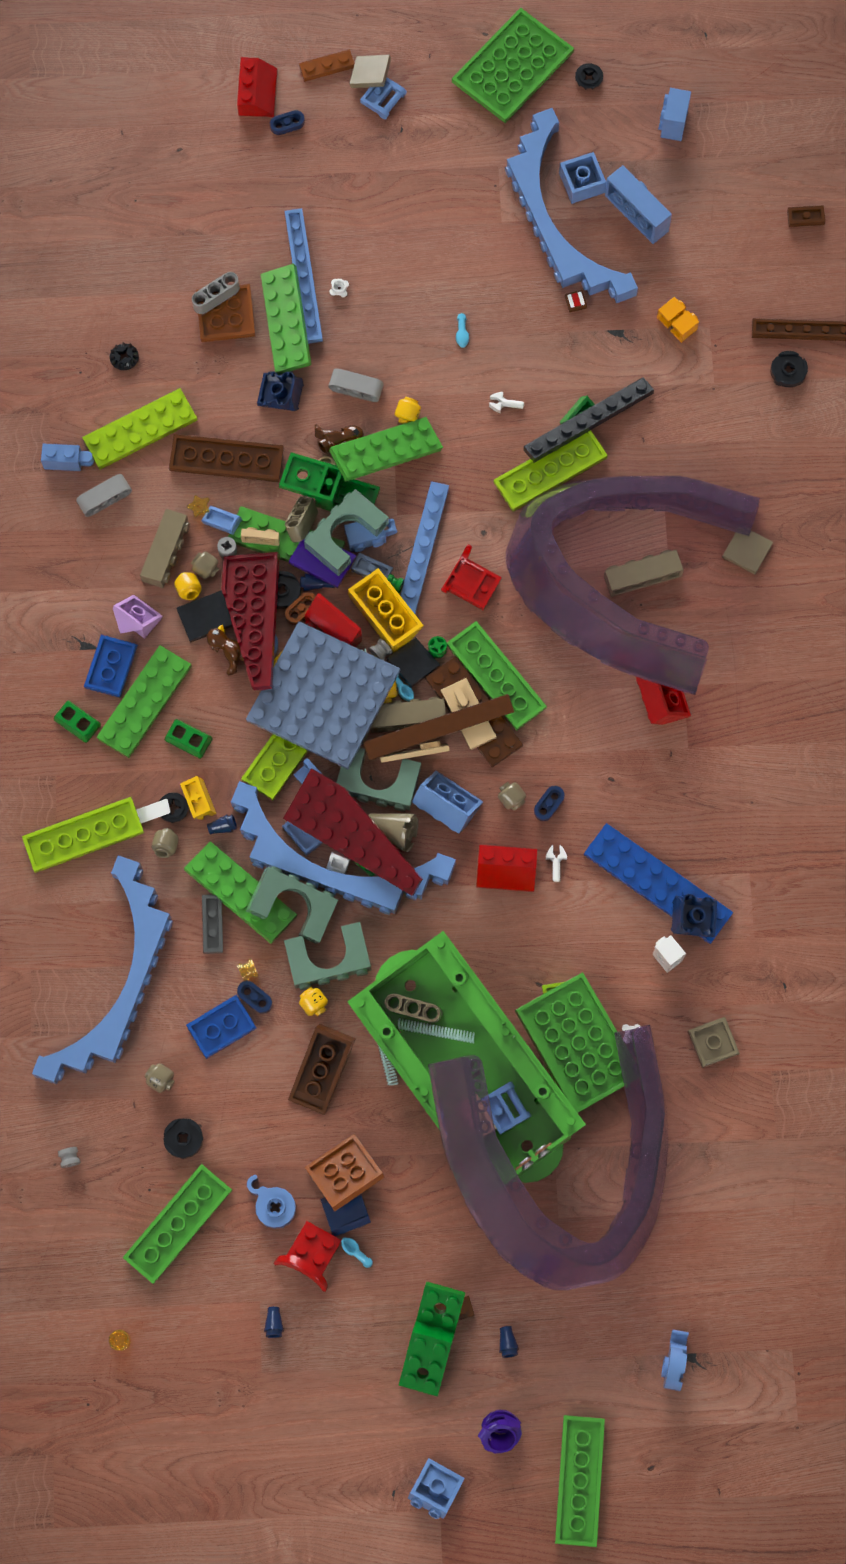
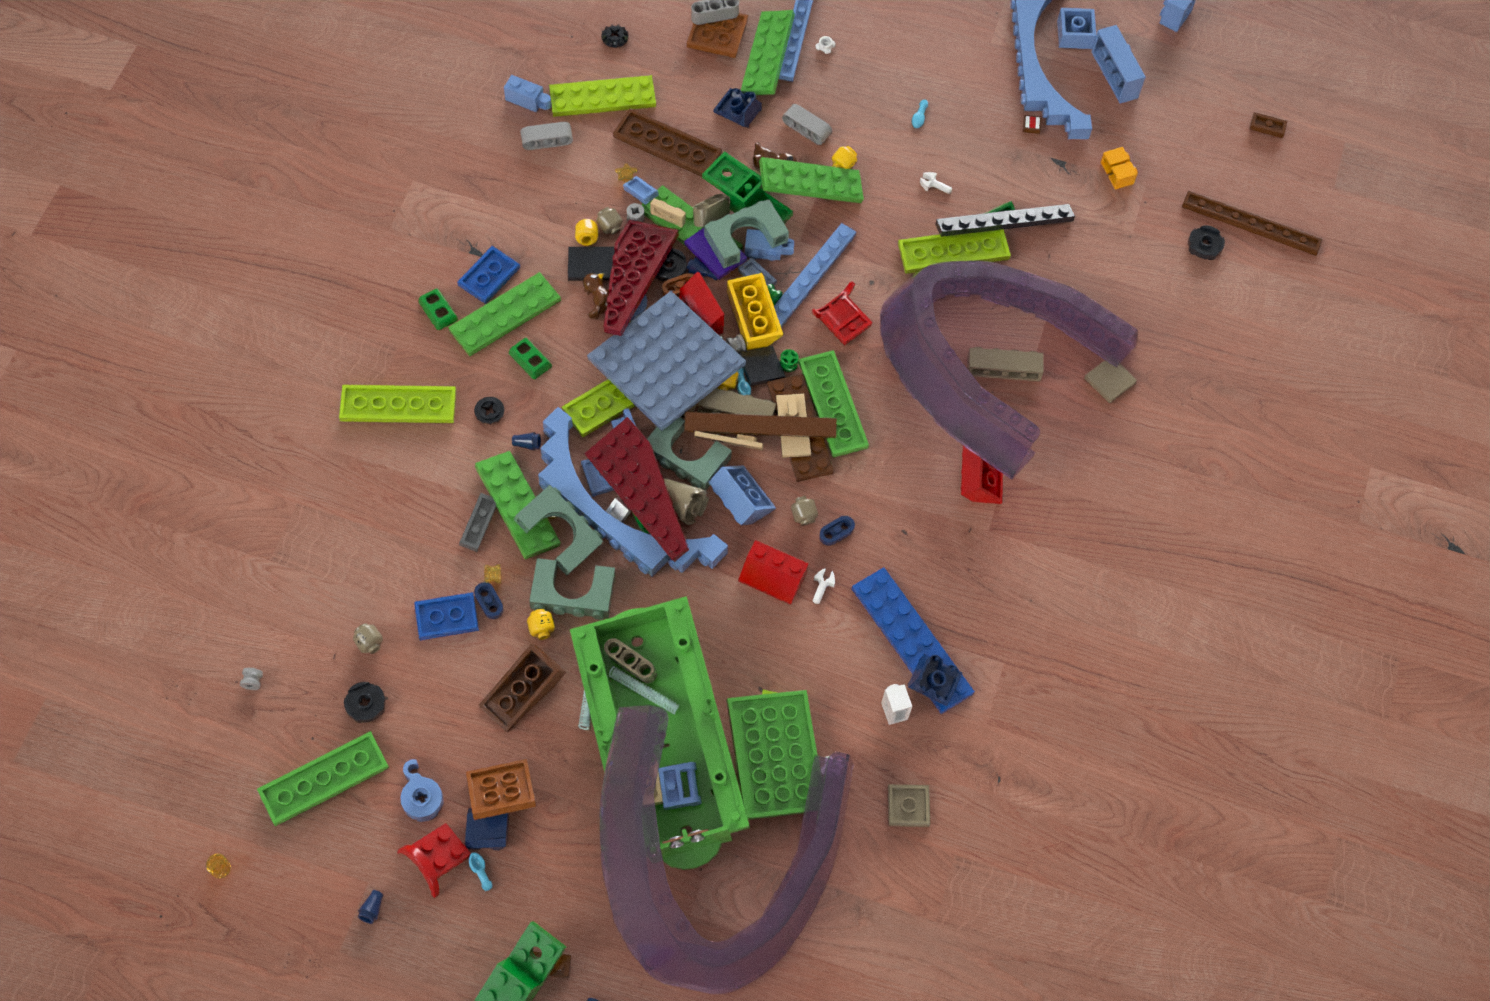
camera: 15 degrees right, 10 degrees down
(108, 1036) = (342, 582): medium blue arch -> none
(135, 616) = (529, 241): lavender slope -> none
(153, 811) = (470, 406): white sticker -> none
(164, 548) = (580, 195): dark tan brick -> none
(165, 843) = (467, 437): dark tan head -> none
(198, 798) = (515, 409): yellow hinge -> none

